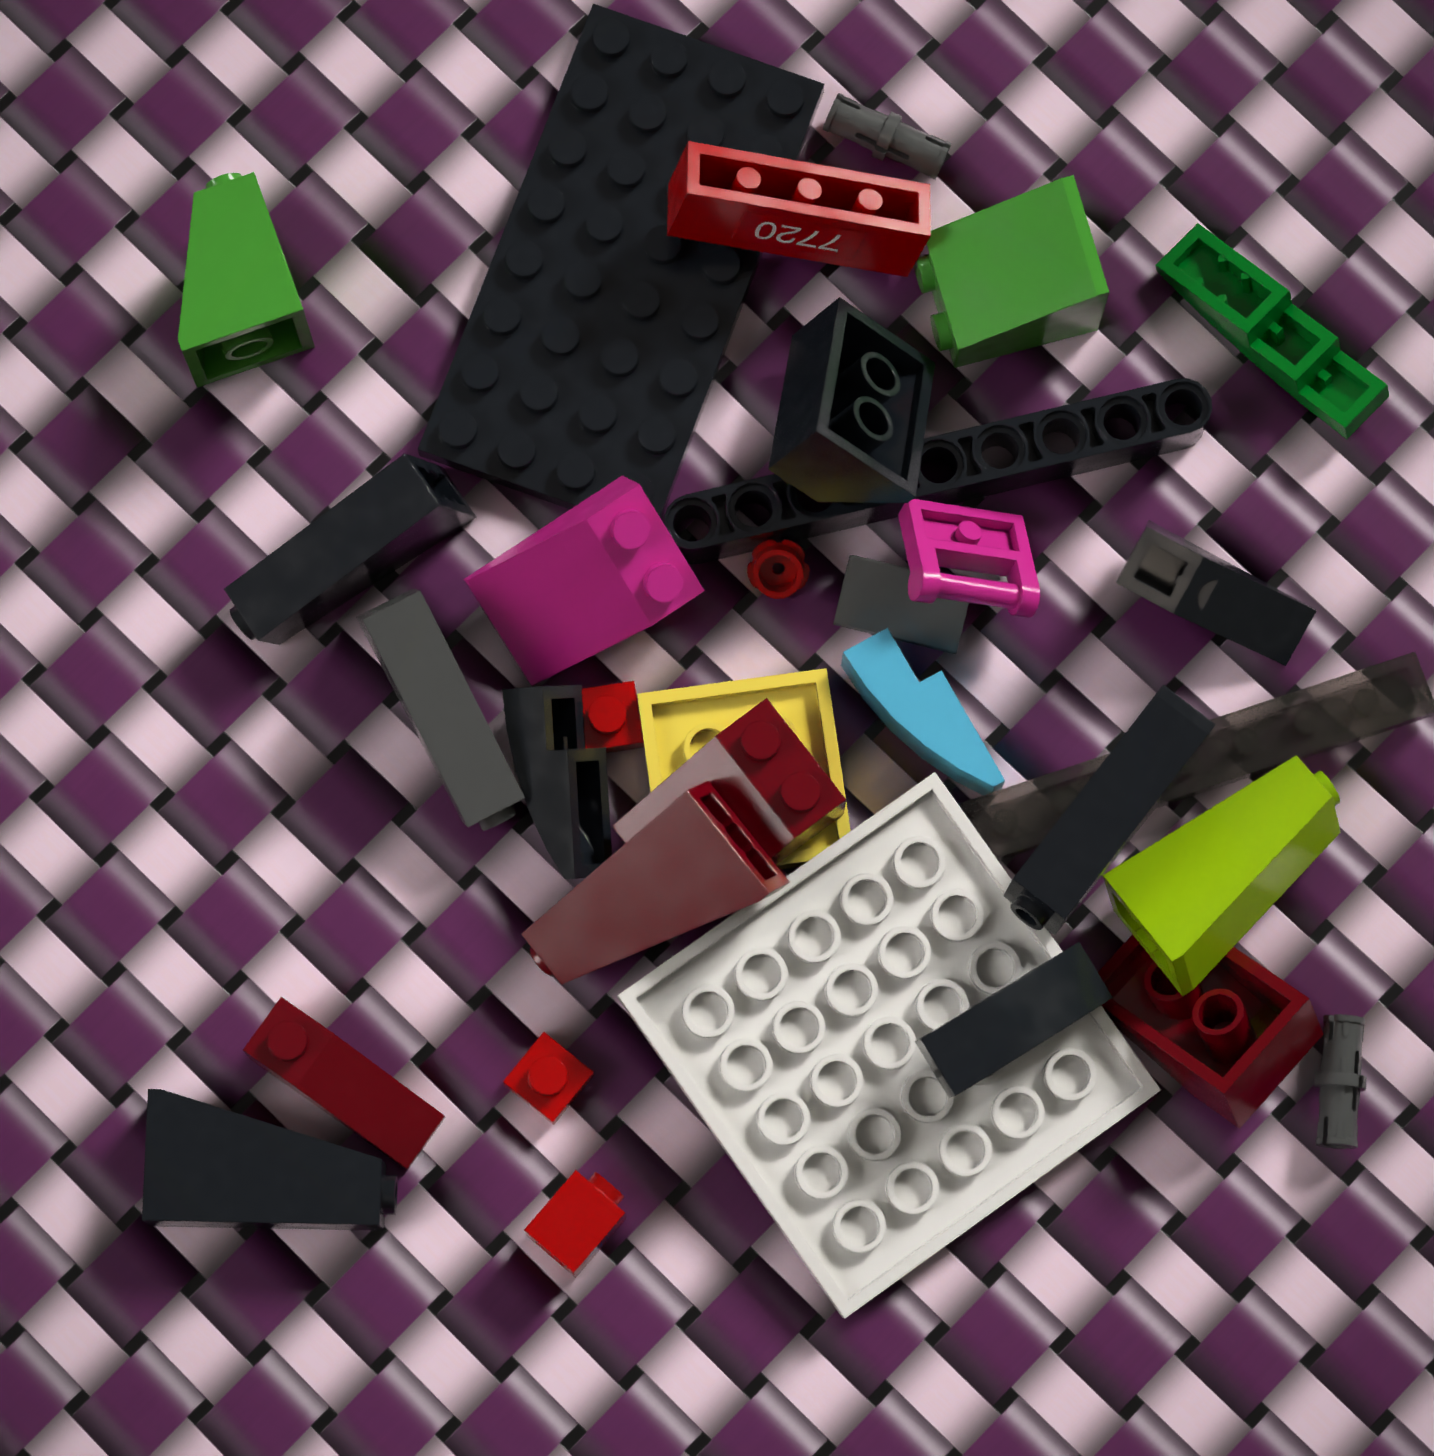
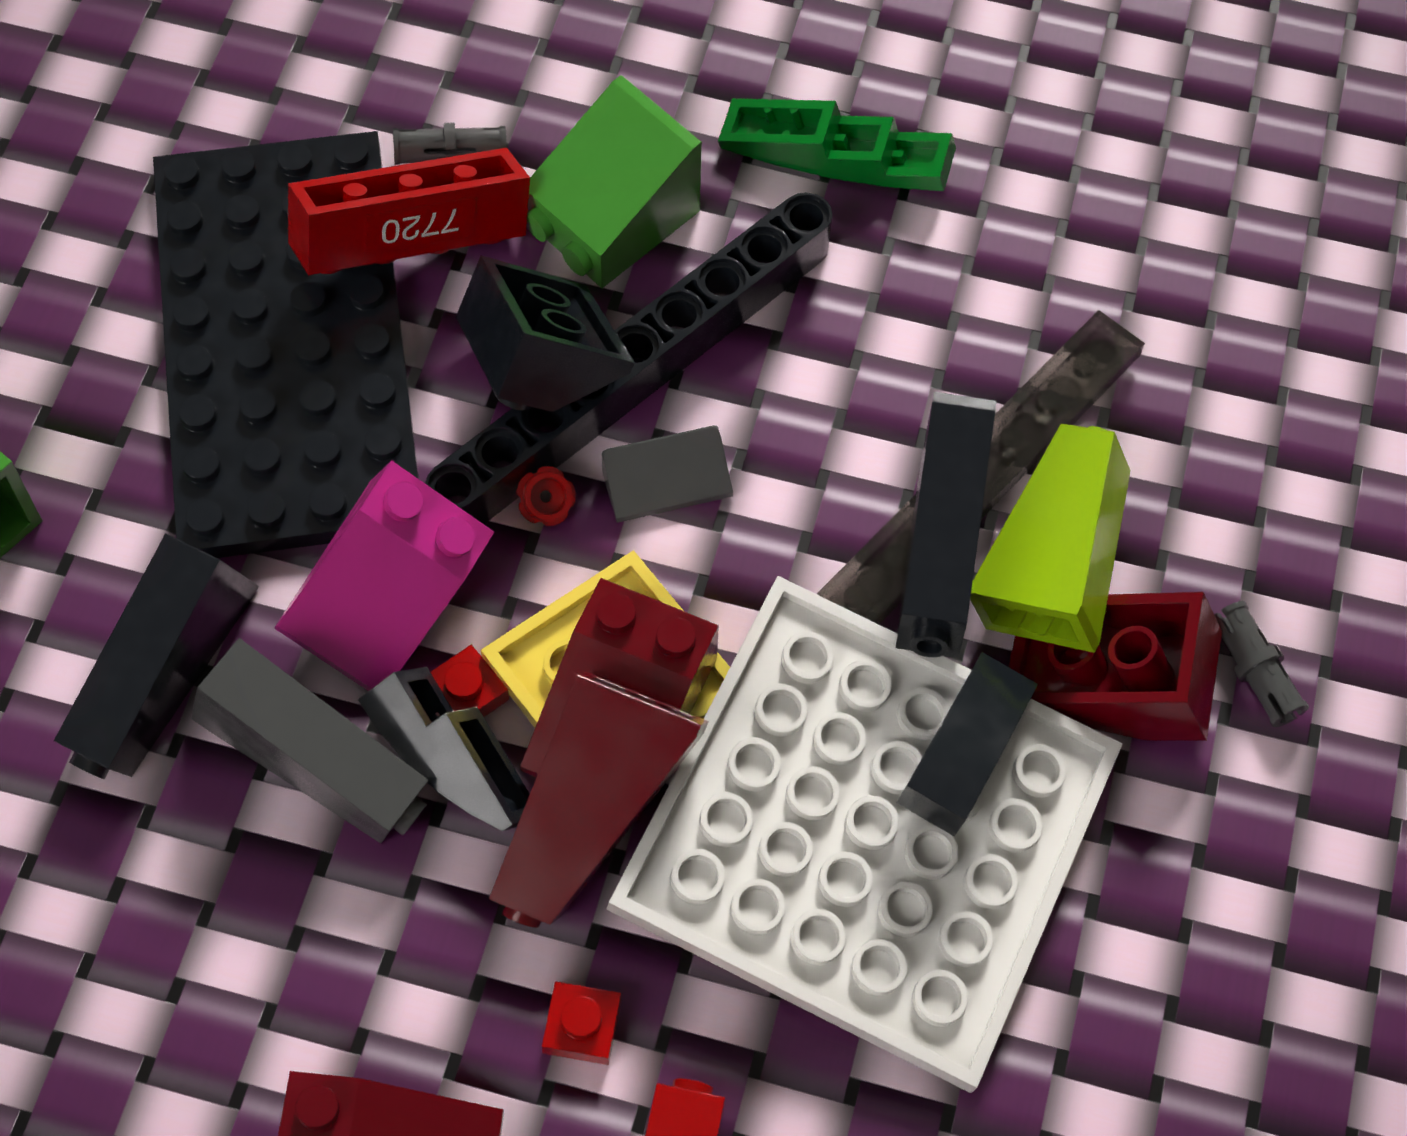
camera: 30 degrees left, 15 degrees down
(921, 713) = (733, 548): medium azure slope -> none
(969, 541) = (702, 404): dark pink plate -> none
(1214, 594) = (912, 341): black slope -> none

